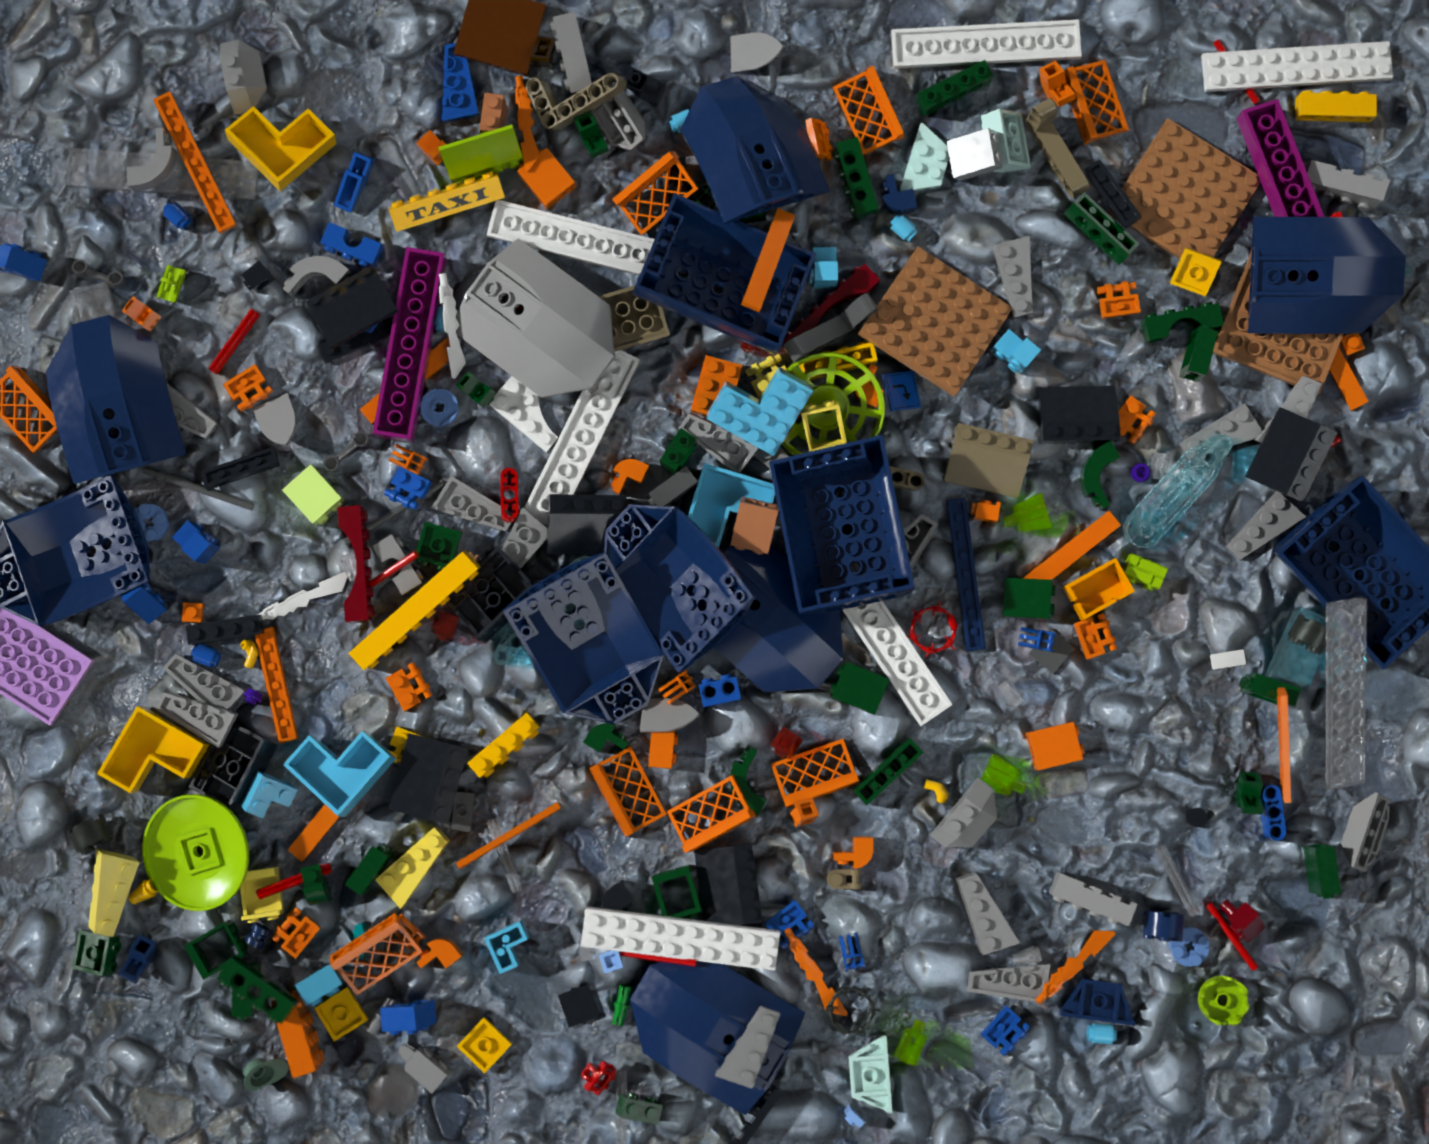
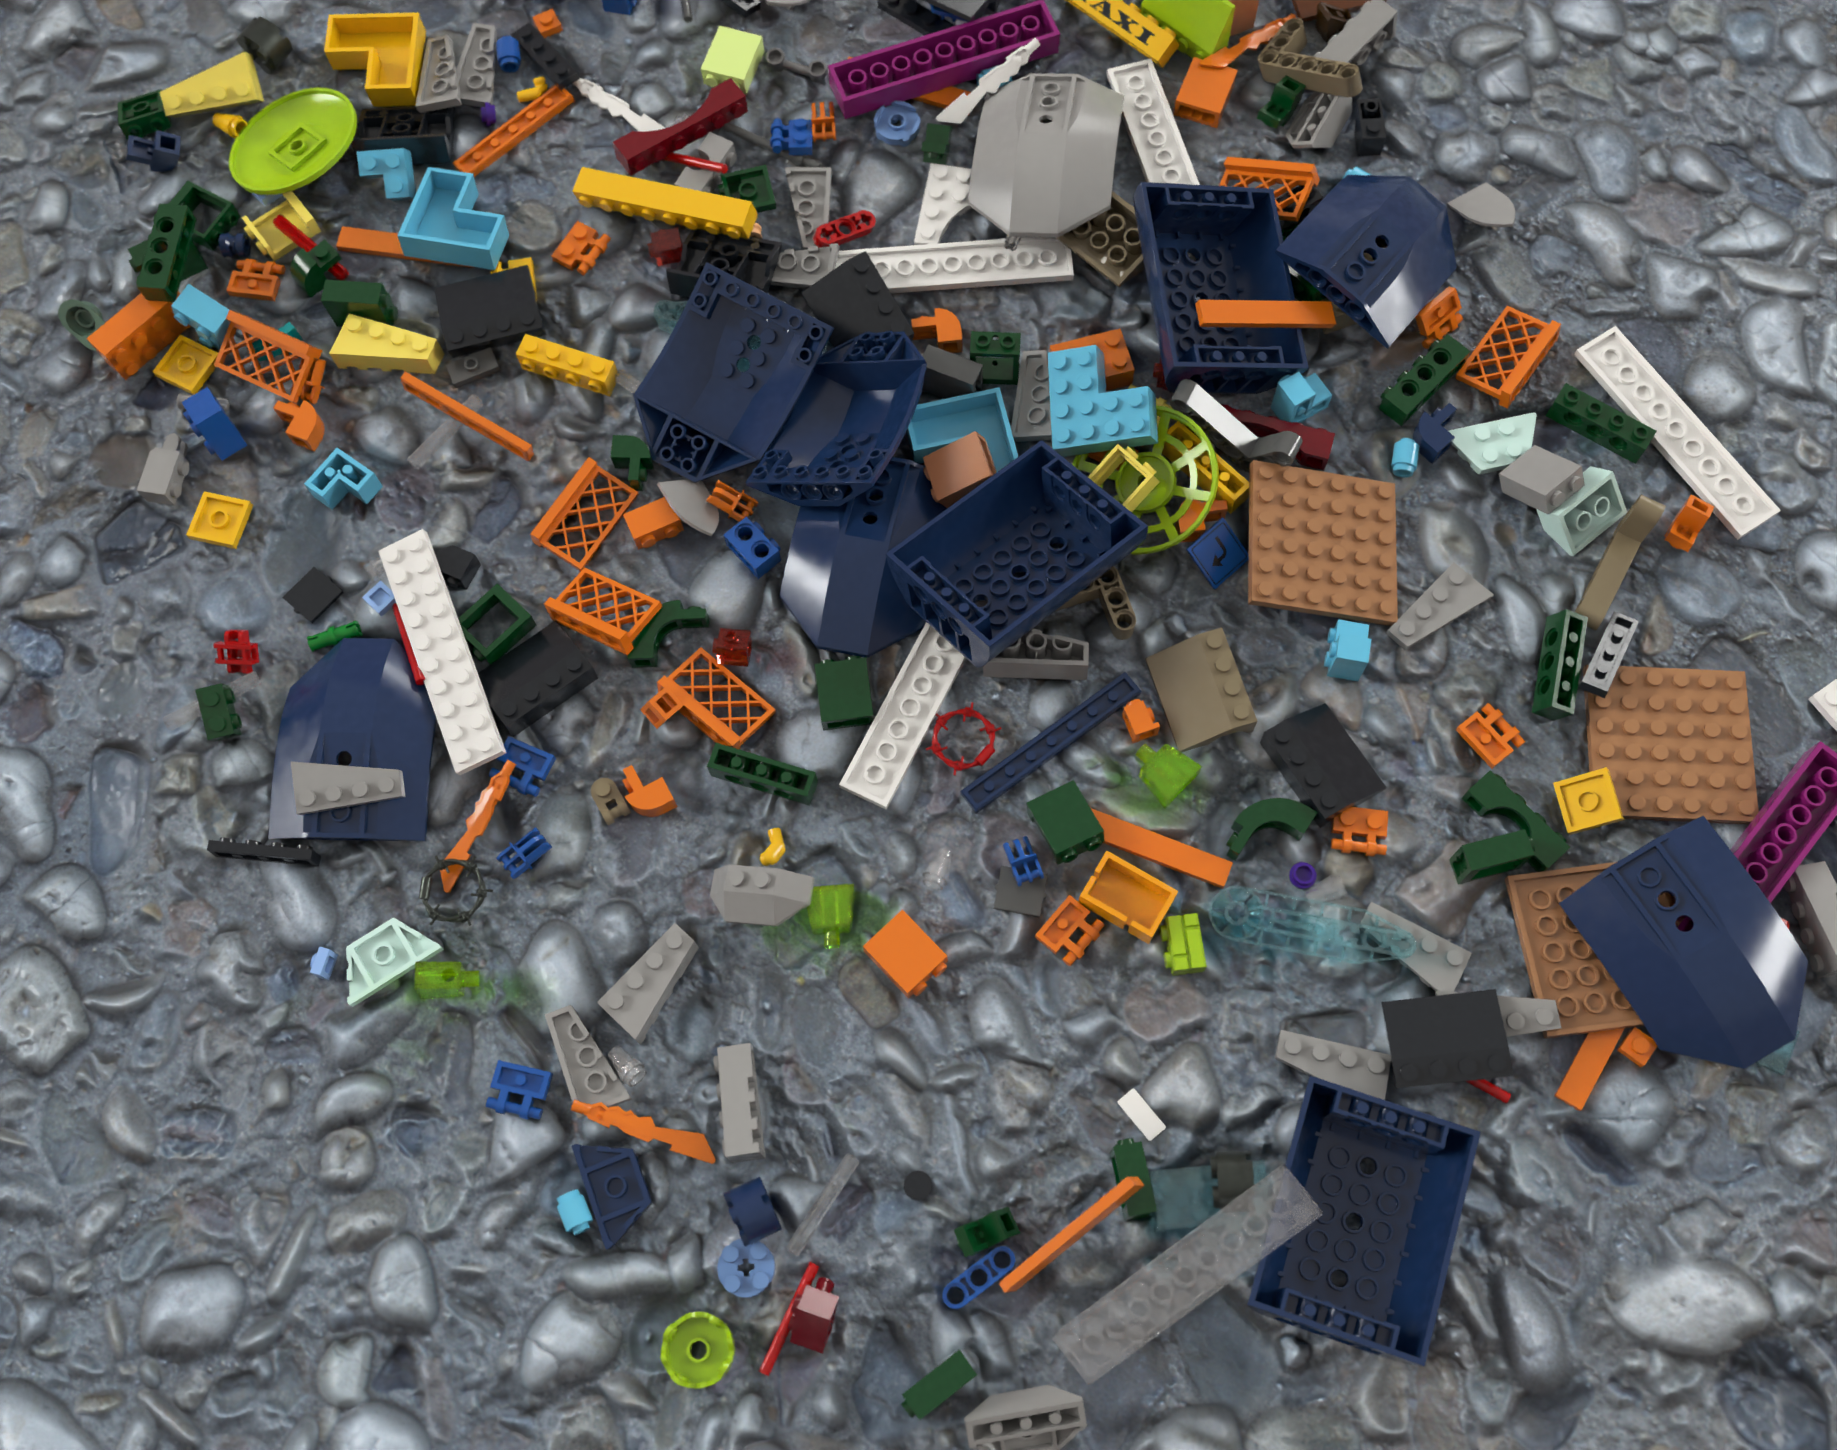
camera: 65 degrees right, 15 degrees down
(1081, 109) = (1681, 571): orange fence -> none

